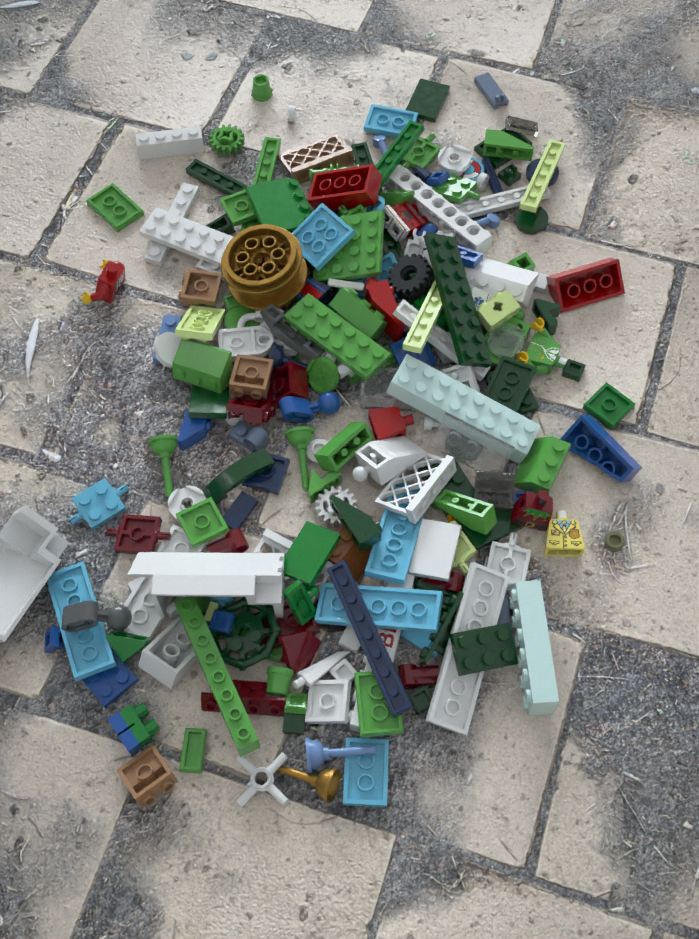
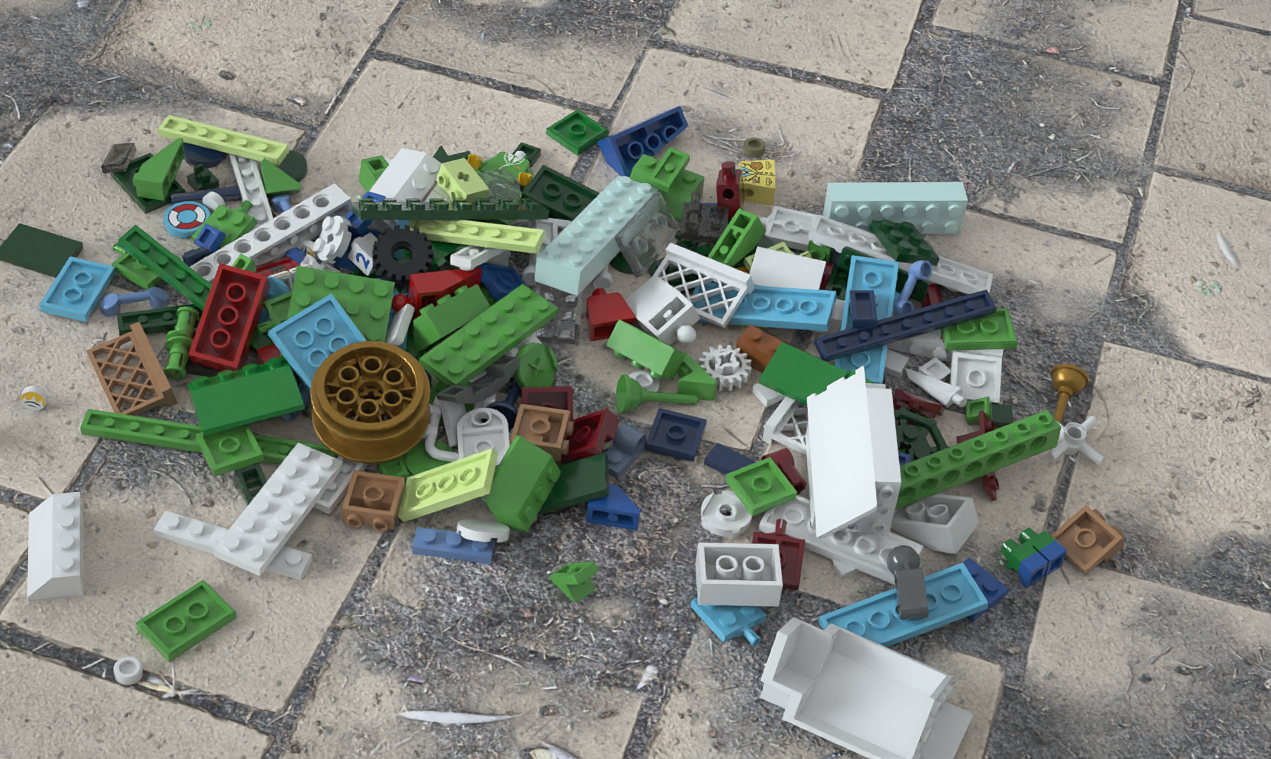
camera: 95 degrees left, 15 degrees down
(52, 640) = (931, 644): blue tile -> none
(79, 185) = (128, 670): none -> white tile
(108, 282) = (350, 604): red torso -> none
(108, 498) = (738, 574): none -> white brick
(127, 644) = (934, 552): green slope -> none
(130, 406) = (575, 579): none -> bright green slope
(164, 446) = (644, 534): bright green piece -> none
(193, 750) = (1045, 506): bright green tile -> none
(214, 178) = (155, 488): dark green plate -> none
(226, 139) = (74, 473): bright green gear -> none
(238, 473) = (689, 455): dark green slope -> none
(278, 680) = (955, 421): bright green piece -> none
(302, 411) = (586, 396): blue beam -> none
(317, 754) = (1039, 390): medium blue piece -> none
(357, 523) = (769, 325): dark green slope -> none
(366, 774) = (1040, 353): medium azure plate -> none
(378, 597) = (863, 309): none -> dark blue tile
(395, 636) = (918, 270): none -> medium blue bar
(454, 167) = (173, 233): white plate -> none
(491, 90) = (37, 185): sand blue hinge -> none
(507, 211) = (276, 181): none -> bright green slope
(542, 456) = (669, 169): none -> bright green plate
(586, 284) = (398, 122): red slope -> none

